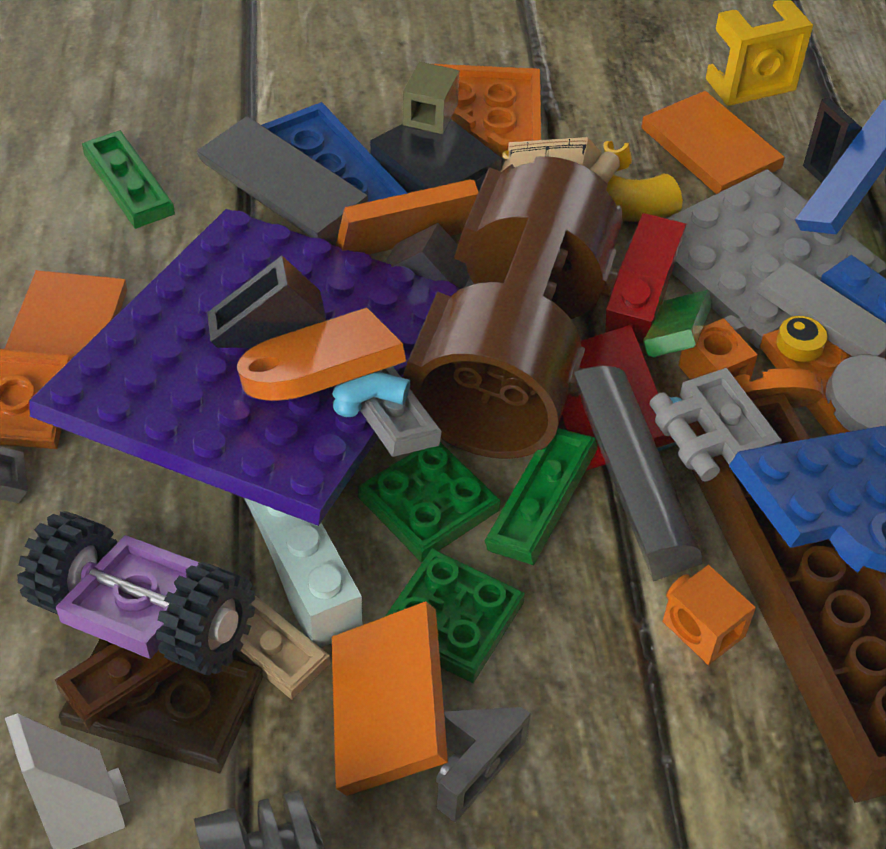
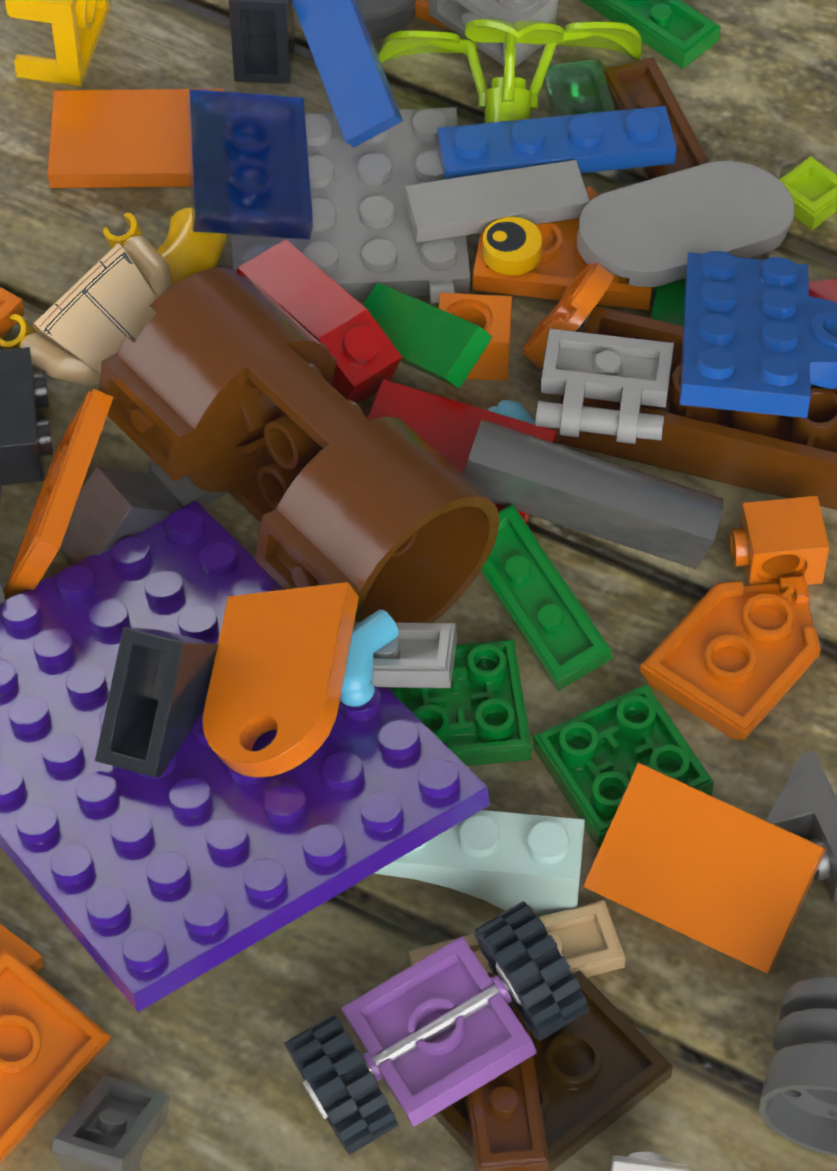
camera: 55 degrees left, 5 degrees up
(601, 637) = (737, 653): none -> orange tile
(729, 185) = (249, 164): none -> clear blue tile

